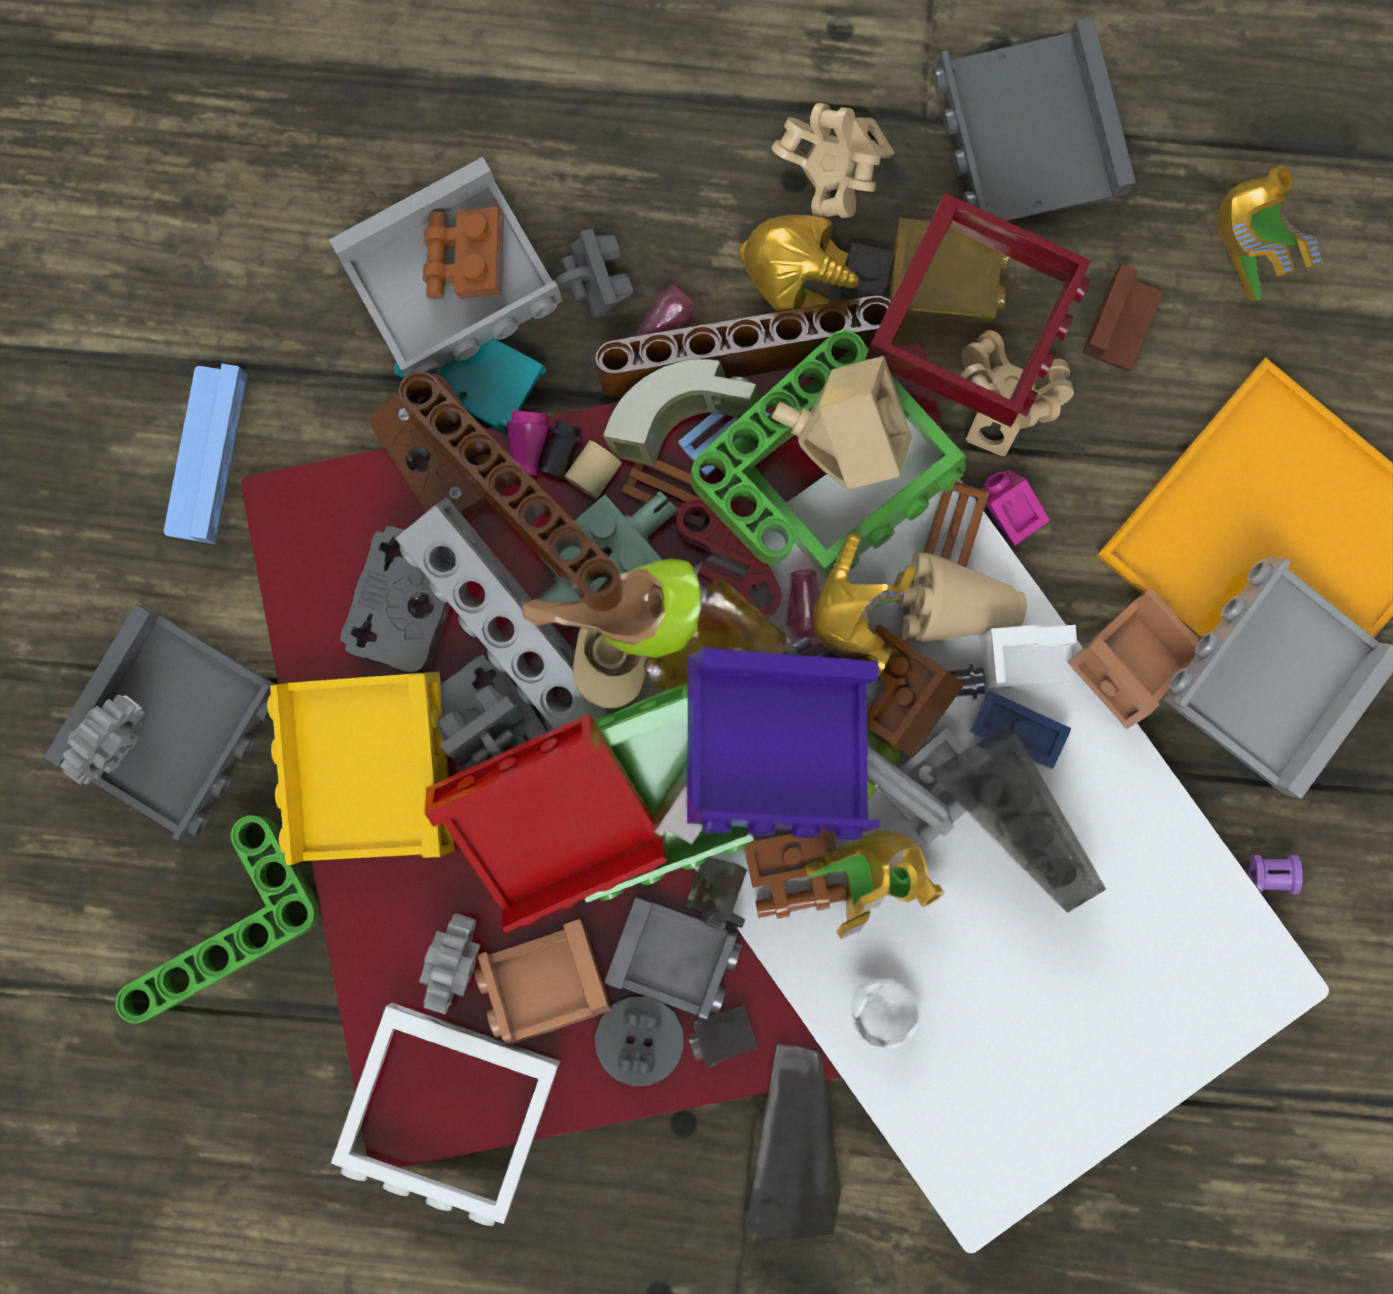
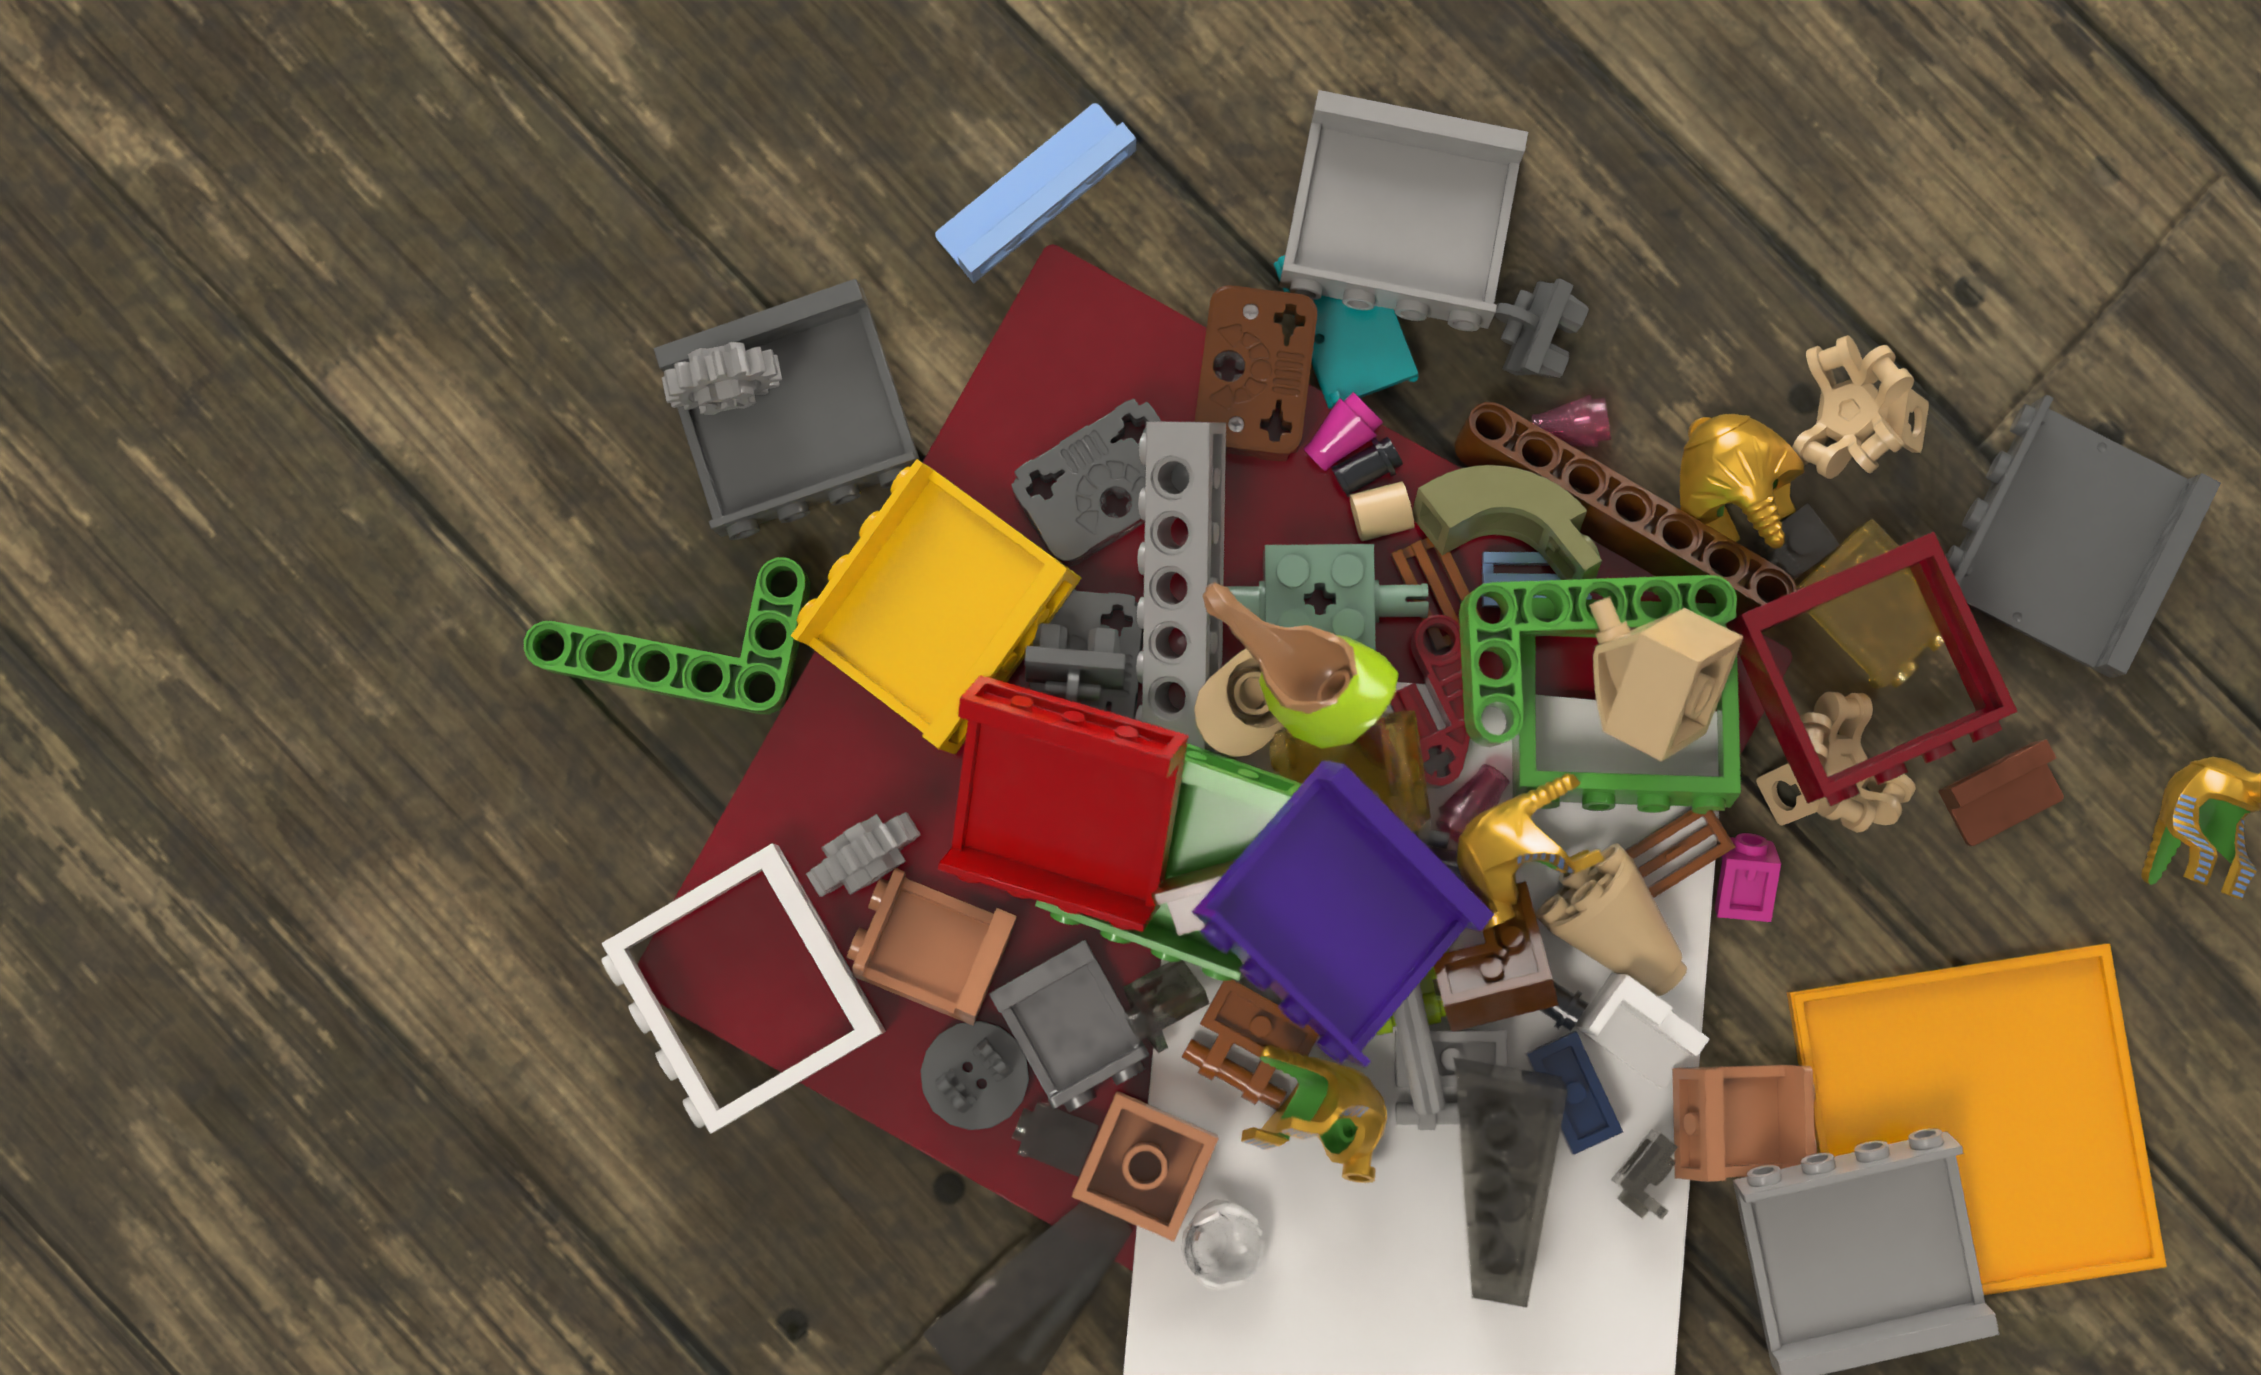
camera: 45 degrees right, 0 degrees up
(477, 253) = (1445, 219): dark orange plate -> none
(519, 508) = (1285, 491): reddish brown beam -> none
(794, 1006) = (1145, 1166): none -> nougat brick
(1103, 736) = (1646, 1165): none -> clear smoke bracket

